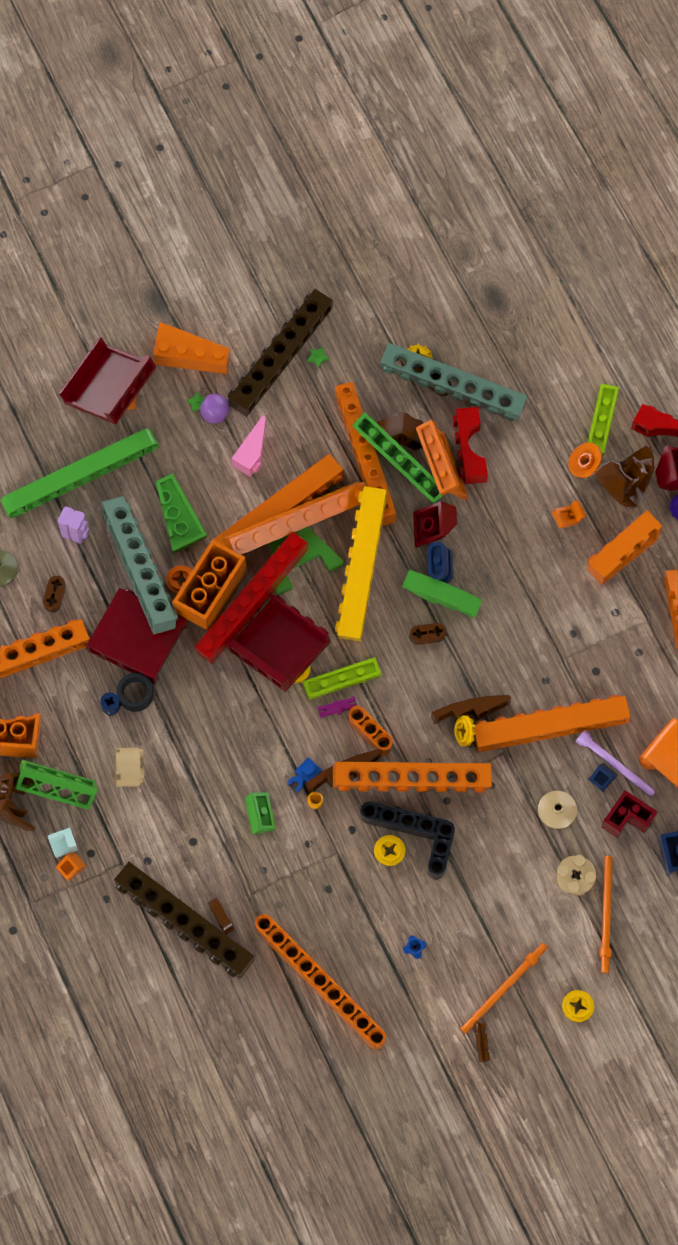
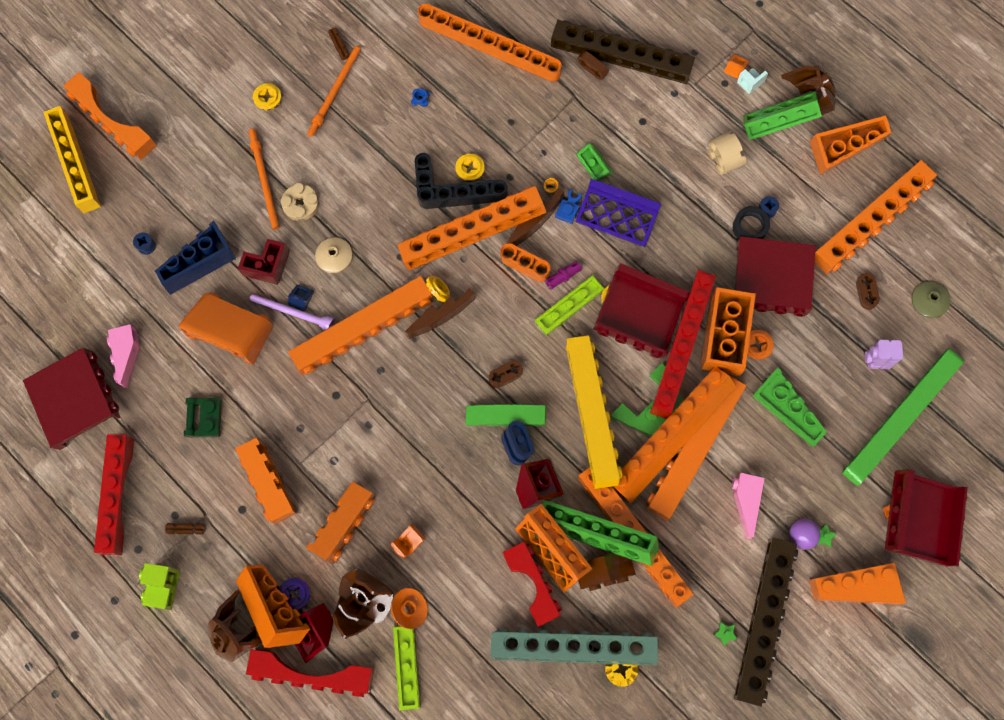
camera: 165 degrees right, 5 degrees up
(158, 620) = (854, 383): sand green brick -> none
(251, 764) = (628, 200): none -> dark purple fence

